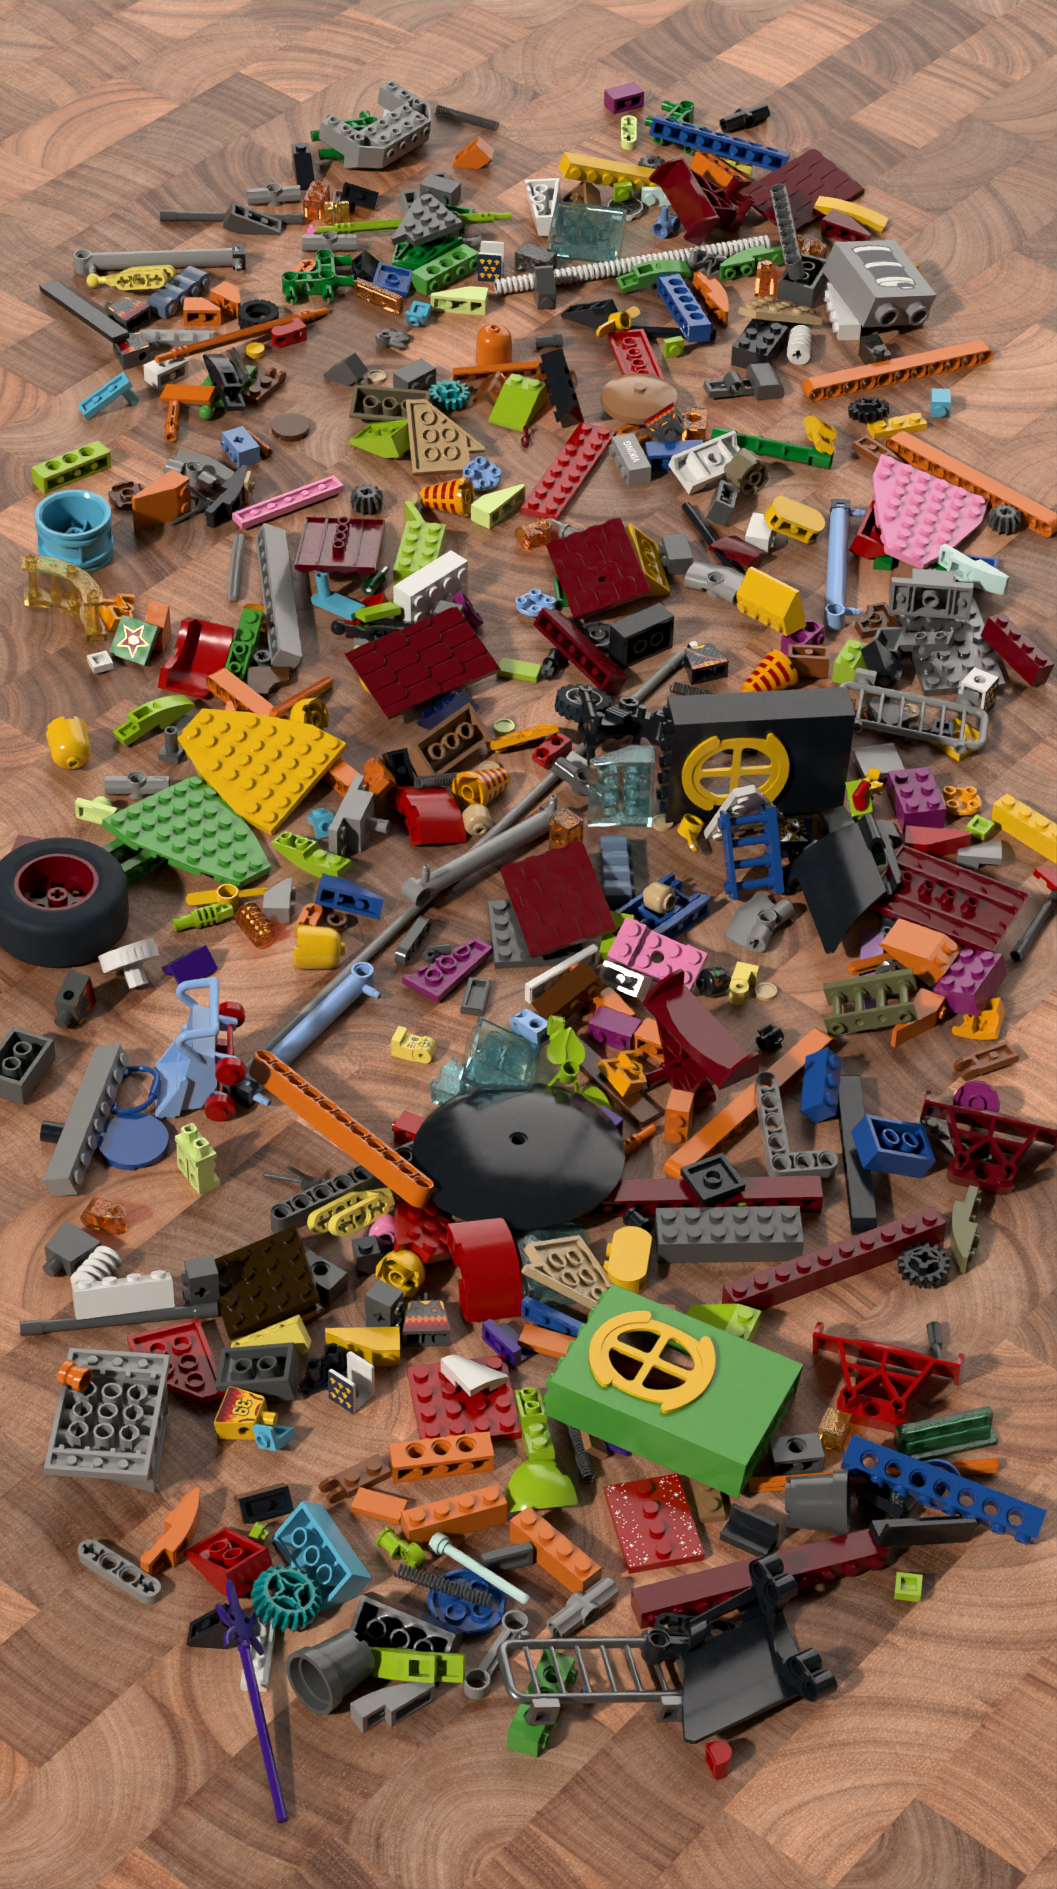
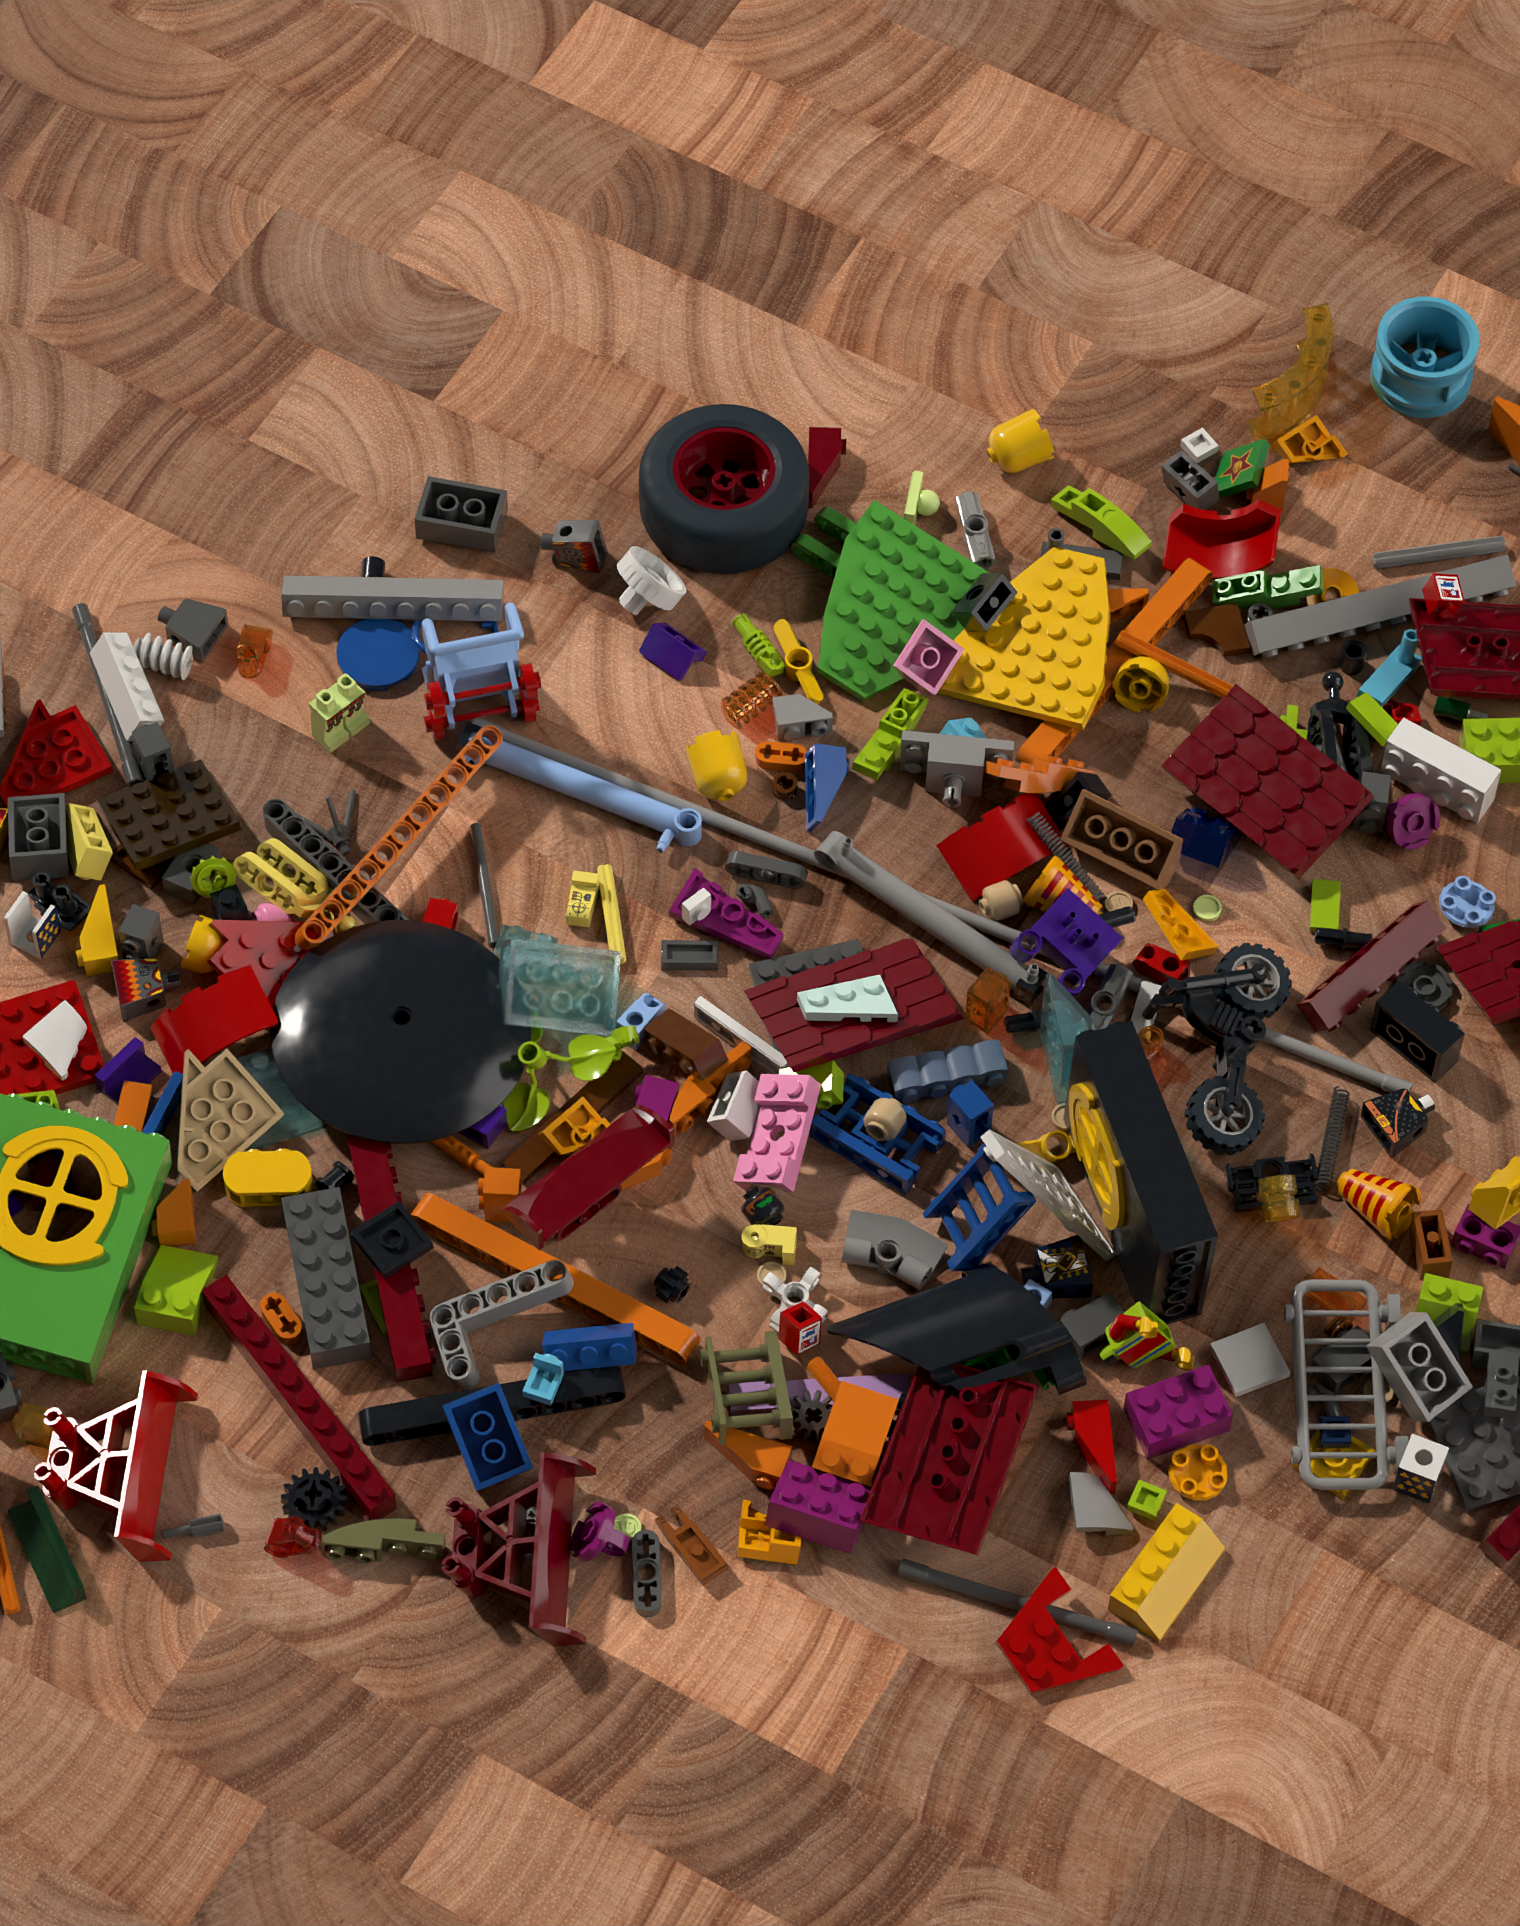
camera: 80 degrees right, 15 degrees up
(137, 666) = (1190, 481): none -> flat silver brick
(228, 781) = (984, 602): none -> black brick
(257, 816) = (928, 658): none -> bright pink slope
(300, 546) = (1443, 595): none -> red brick
(315, 618) = (1351, 649): none -> black beam
(342, 1251) = (225, 876): none -> lime gear
(385, 1104) = (484, 884): none -> dark grey piece
(435, 1033) = (611, 910): none -> light yellow axle
(445, 973) = (696, 907): none -> white plate
(531, 779) = (1073, 938): none -> dark purple piece
(561, 891) = (855, 998): none -> light aqua wing
(580, 811) = (1023, 1021): none -> black axle
(660, 856) = (969, 1113): none -> blue brick
(754, 1266) = (286, 1315): none -> orange beam
(793, 976) = (801, 1289): none -> white pin
(820, 970) = (800, 1328): none -> red brick
(849, 1107) = (544, 1378): none -> medium azure bracket
(910, 670) = (1419, 1366): none -> light grey brick
(956, 1282) = (291, 1538): none -> clear red piece
(1021, 1084) = (652, 1562): none -> dark grey beam

